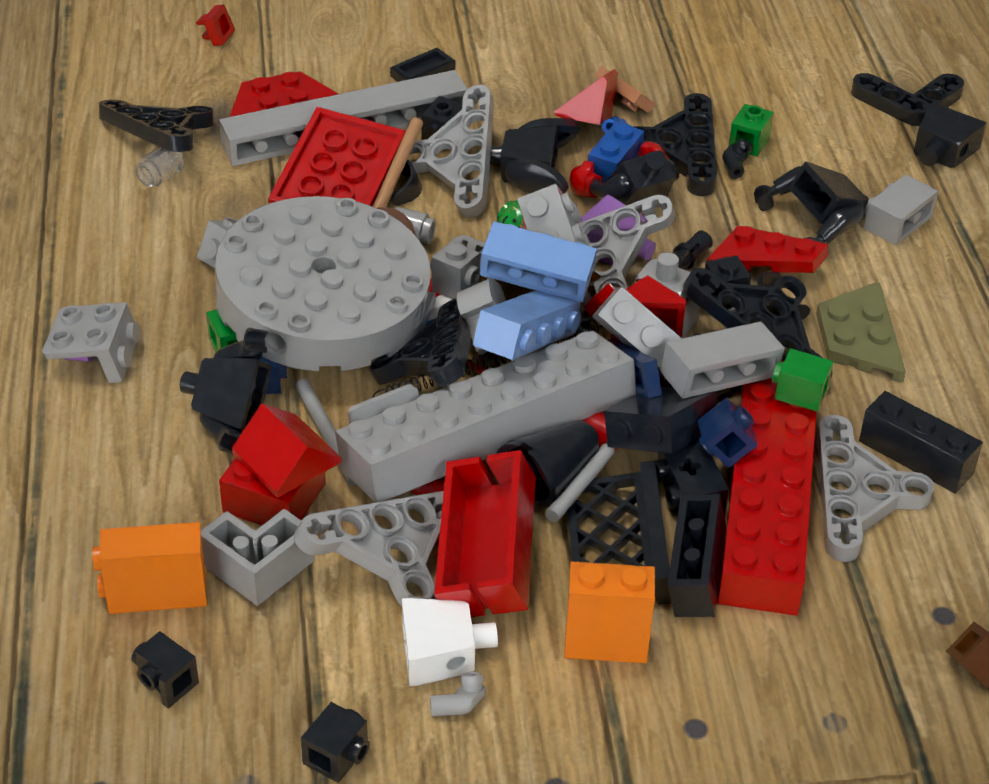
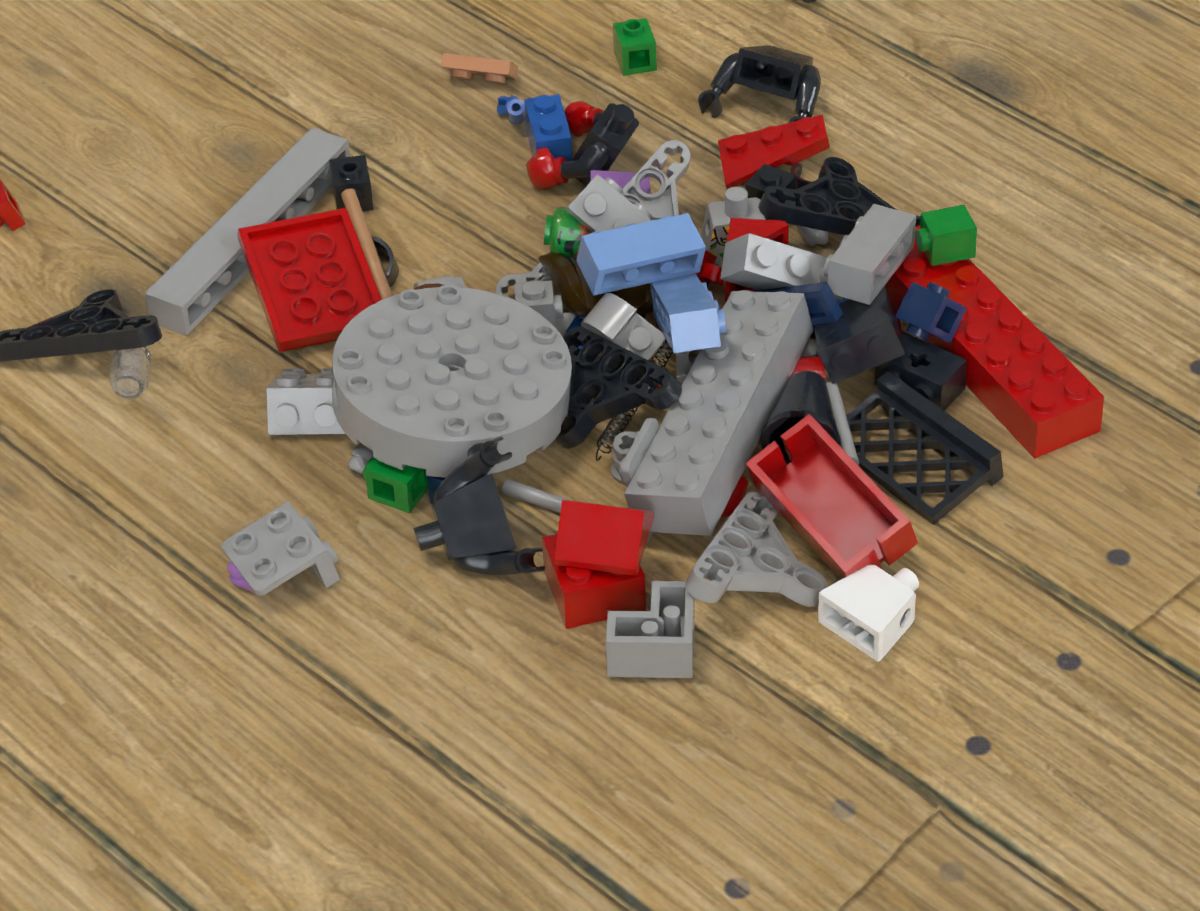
camera: 35 degrees left, 0 degrees up
(151, 567) = (593, 694): orange brick -> none
(166, 668) = (685, 763): black brick -> none
(277, 91) = (153, 244): red wing -> none
(335, 742) = (884, 729): black brick -> none
(425, 64) = (257, 144): black tile -> none
(459, 138) = (416, 216): light grey beam -> none
(462, 700) = (935, 642): light grey arm -> none
(531, 153) = (474, 175): black torso -> none
(593, 103) = (472, 90): slope -> none
(609, 612) = (989, 503): orange brick -> none
(685, 134) = (563, 53): black beam -> none
(695, 246) = (701, 189): black pin -> none
(697, 556) = (992, 416): black brick -> none
(735, 155) = (643, 80): black arm -> none
(858, 473) = (1033, 293): light grey beam -> none
(860, 331) = (912, 178): olive wing -> none
(900, 209) = (836, 52): light grey brick -> none
(920, 441) = (1058, 240): black brick -> none

